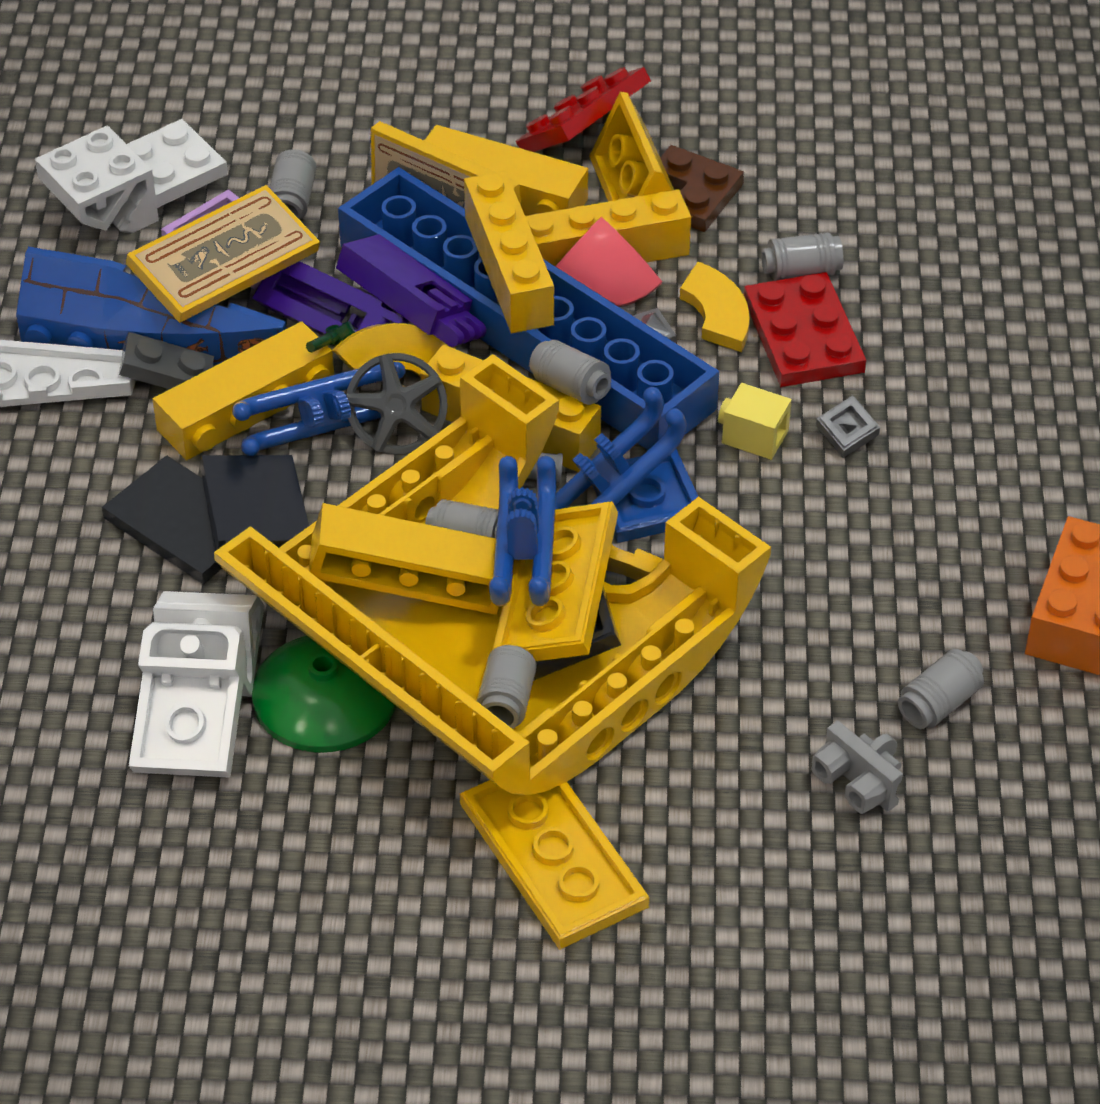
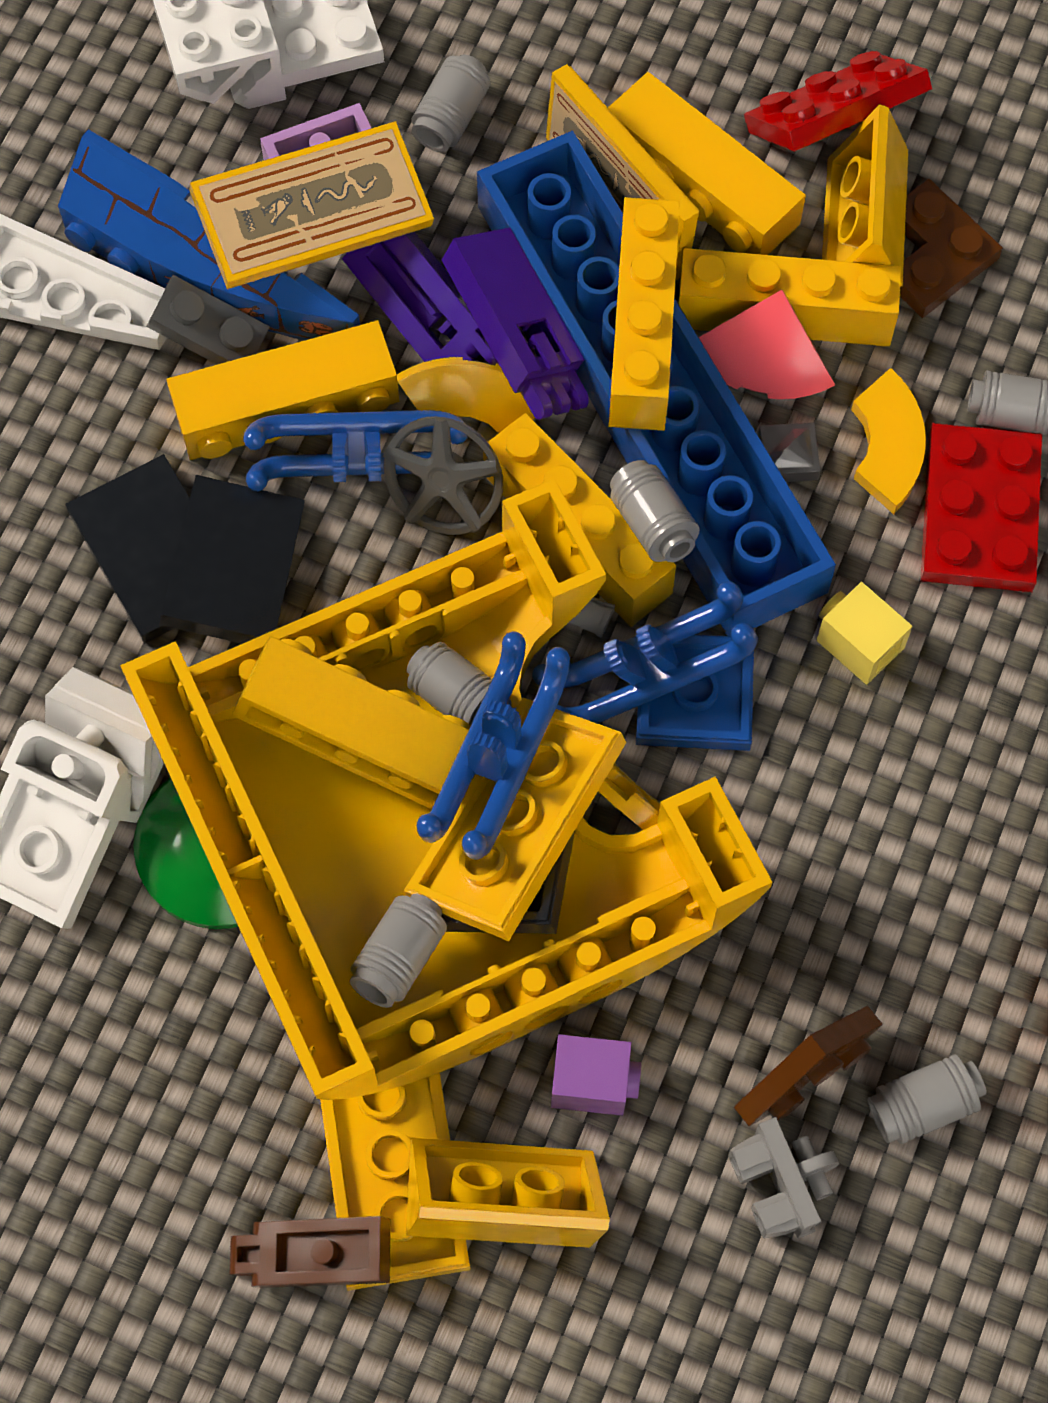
camera: 20 degrees right, 20 degrees up
(333, 335) = (410, 354): dark green hand -> none
(523, 918) = (314, 1252): none -> reddish brown hinge
(658, 841) = (505, 1193): none -> yellow slope
(686, 745) = (594, 1075): none -> medium lavender brick
(848, 426) = (973, 674): flat silver tile -> none
(853, 669) = (813, 1060): none -> reddish brown plate

